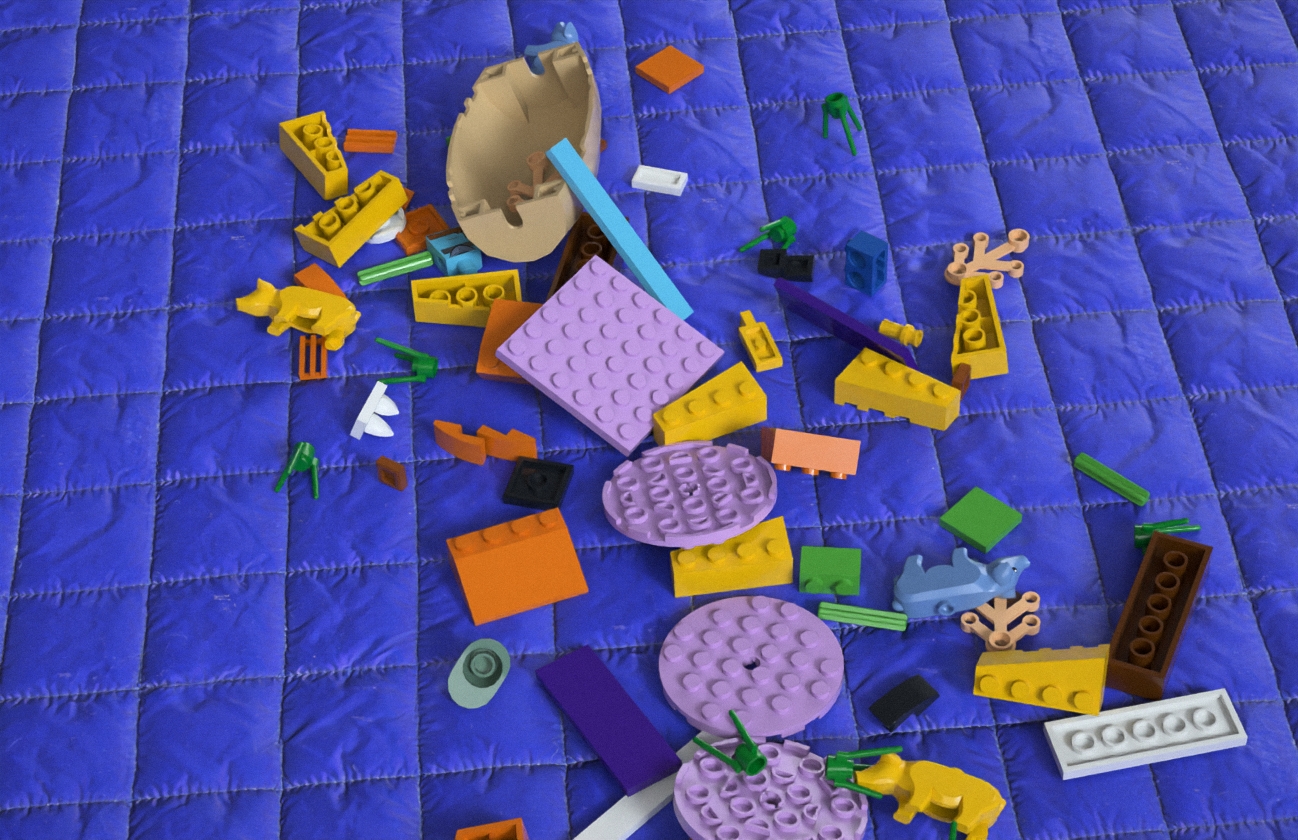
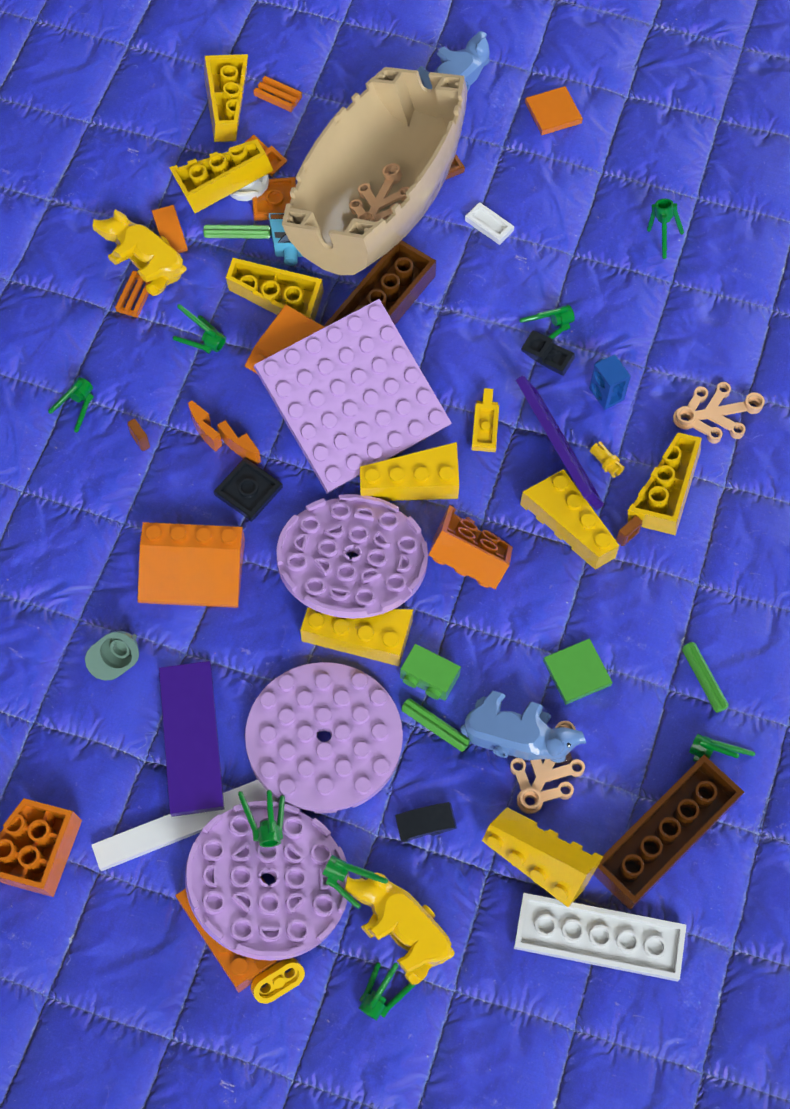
camera: 20 degrees right, 20 degrees up
(370, 422) = (146, 378): white tile -> none
(617, 228) = (407, 282): medium azure tile -> none

